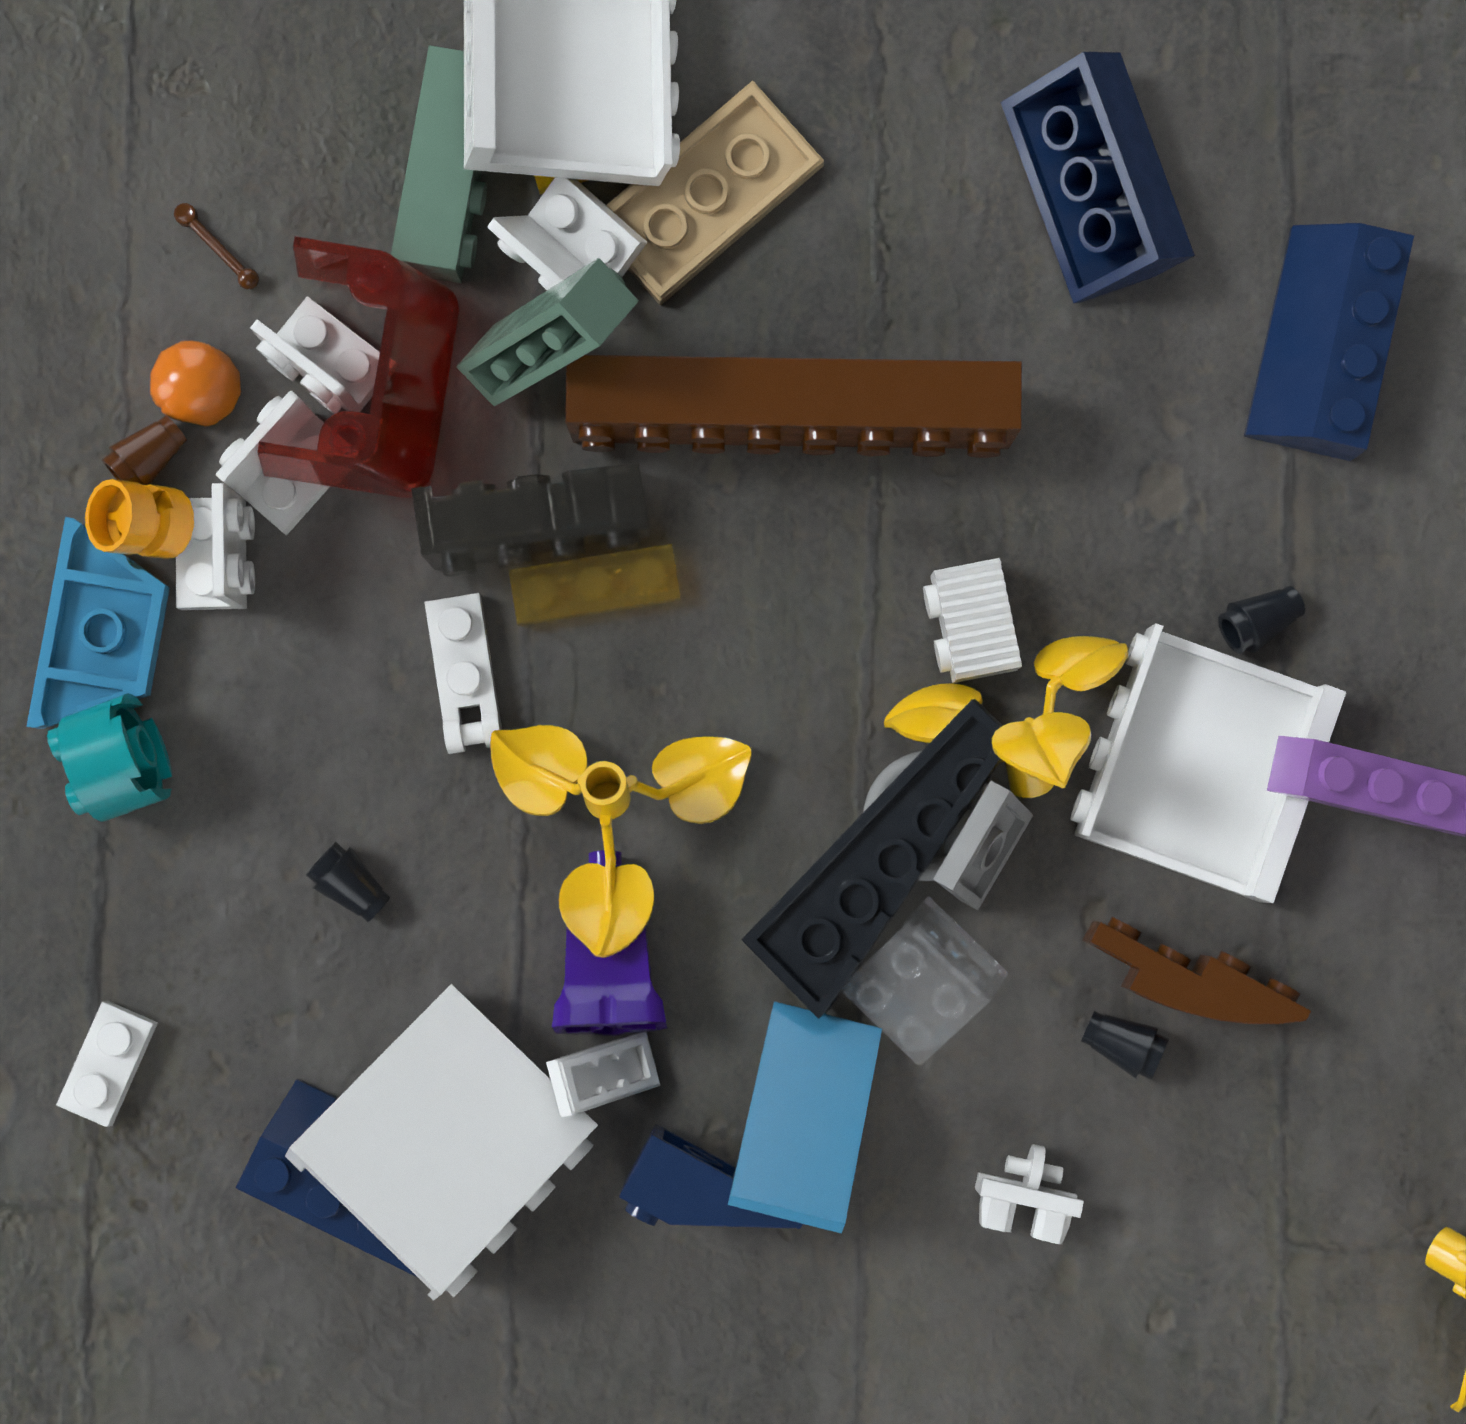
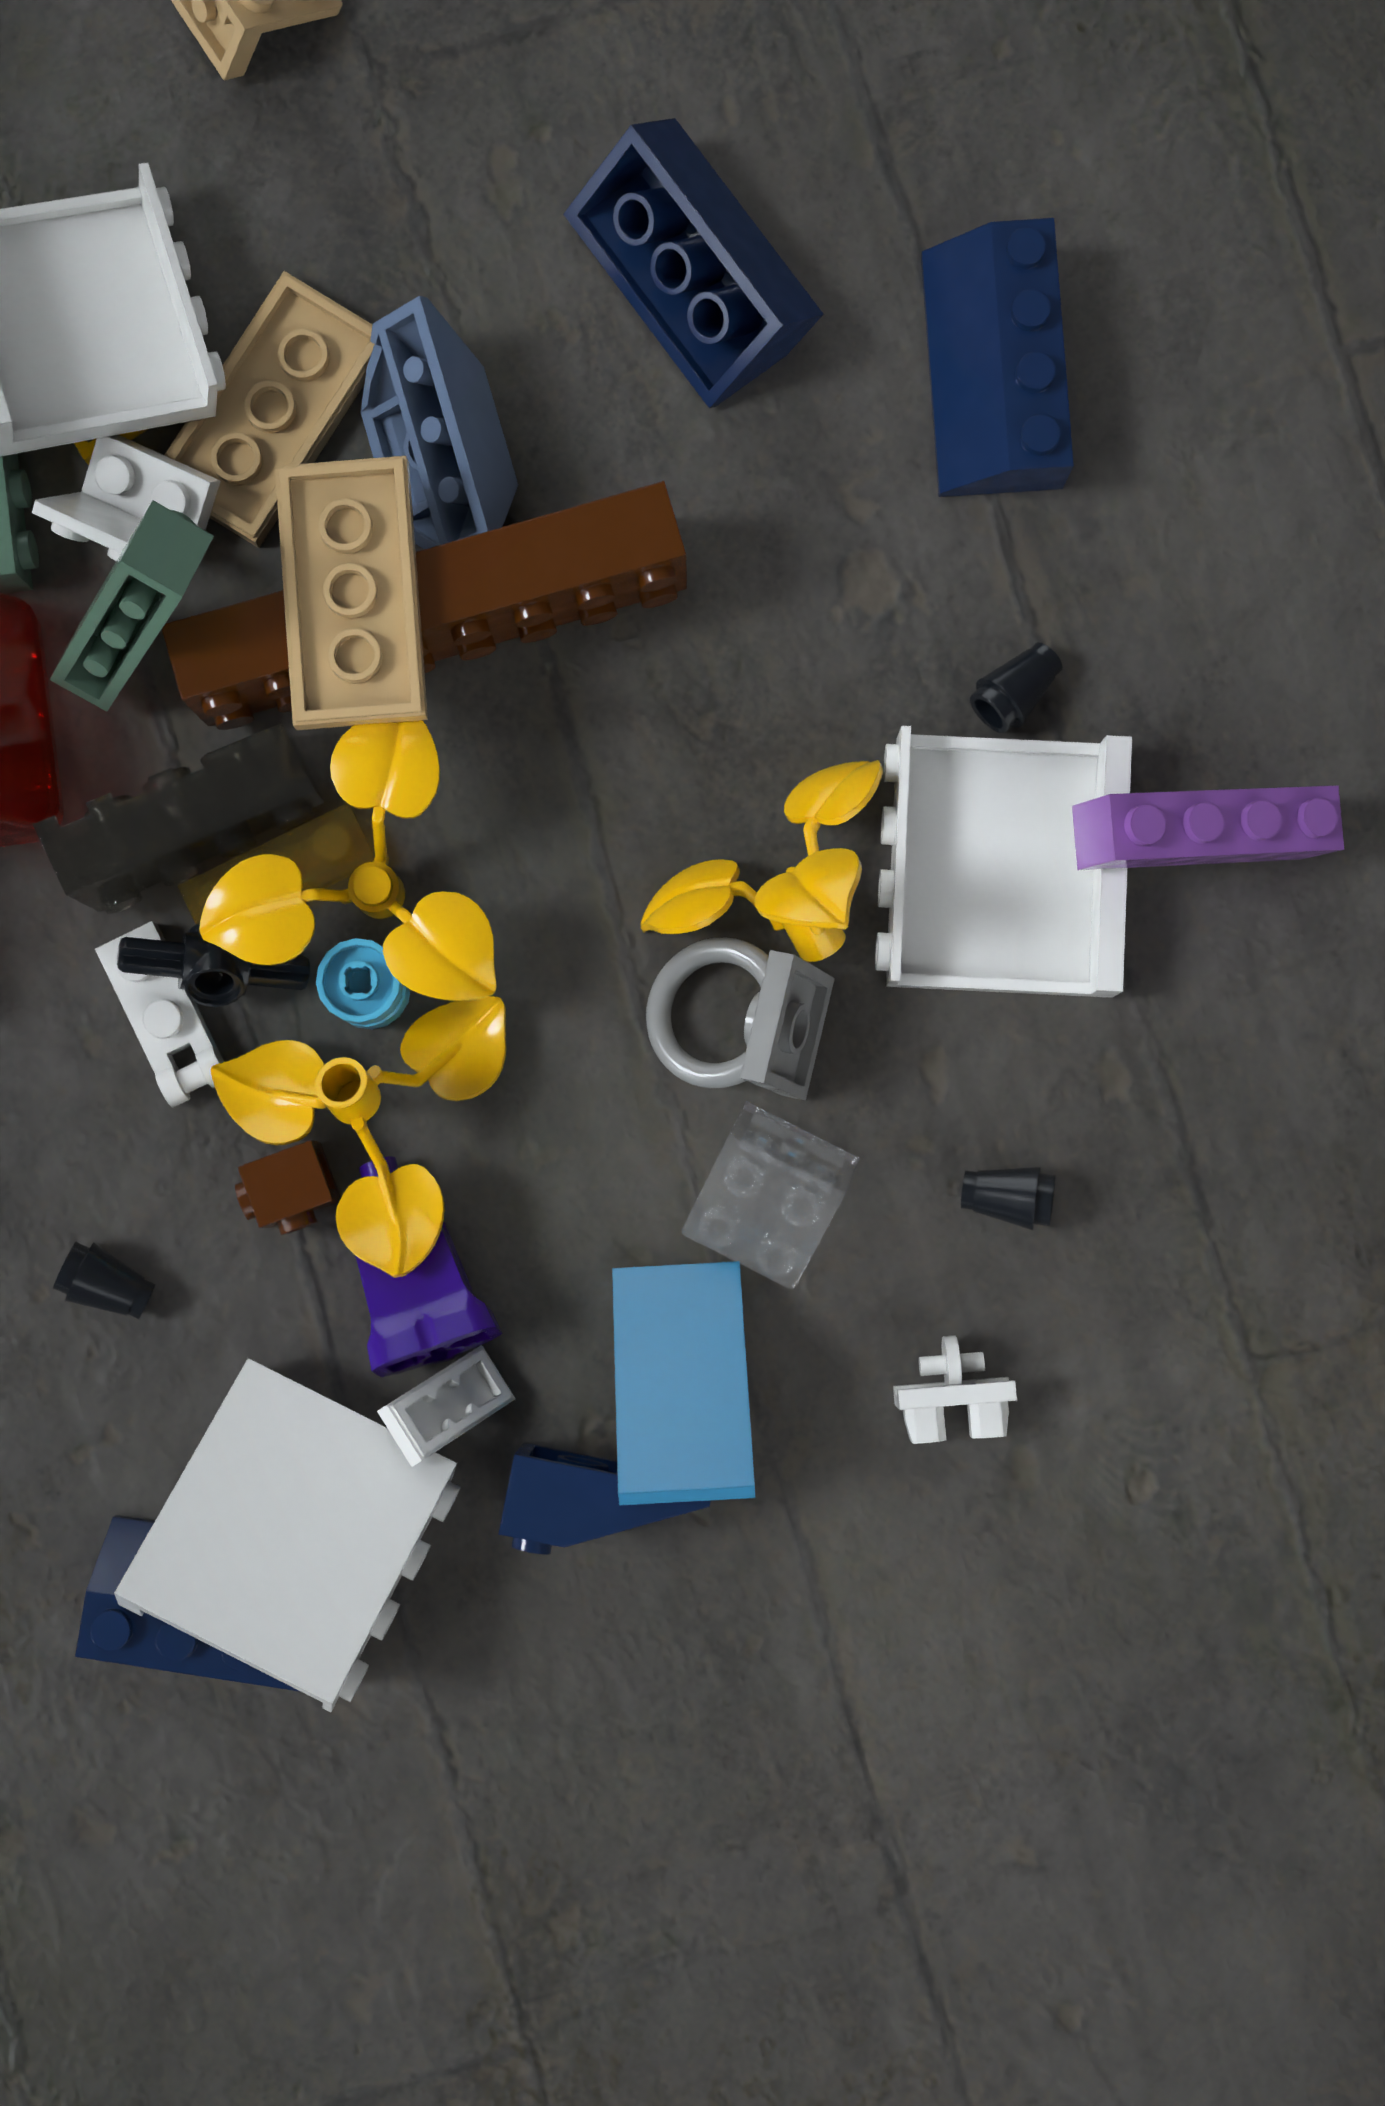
camera: 15 degrees left, 0 degrees up
(520, 645) = (205, 970): none -> black axle
(524, 851) = (287, 1187): none -> reddish brown brick
(640, 700) = (359, 985): none -> medium azure wheel
(716, 693) = (438, 950): none -> yellow plant
(733, 377) = (351, 593): none -> tan tile
(838, 257) = (436, 407): none -> sand blue wedge
(856, 887) = (661, 1117): black wing -> none
(973, 621) = (704, 785): white brick -> none
(1211, 990) = (1088, 1107): reddish brown slope -> none

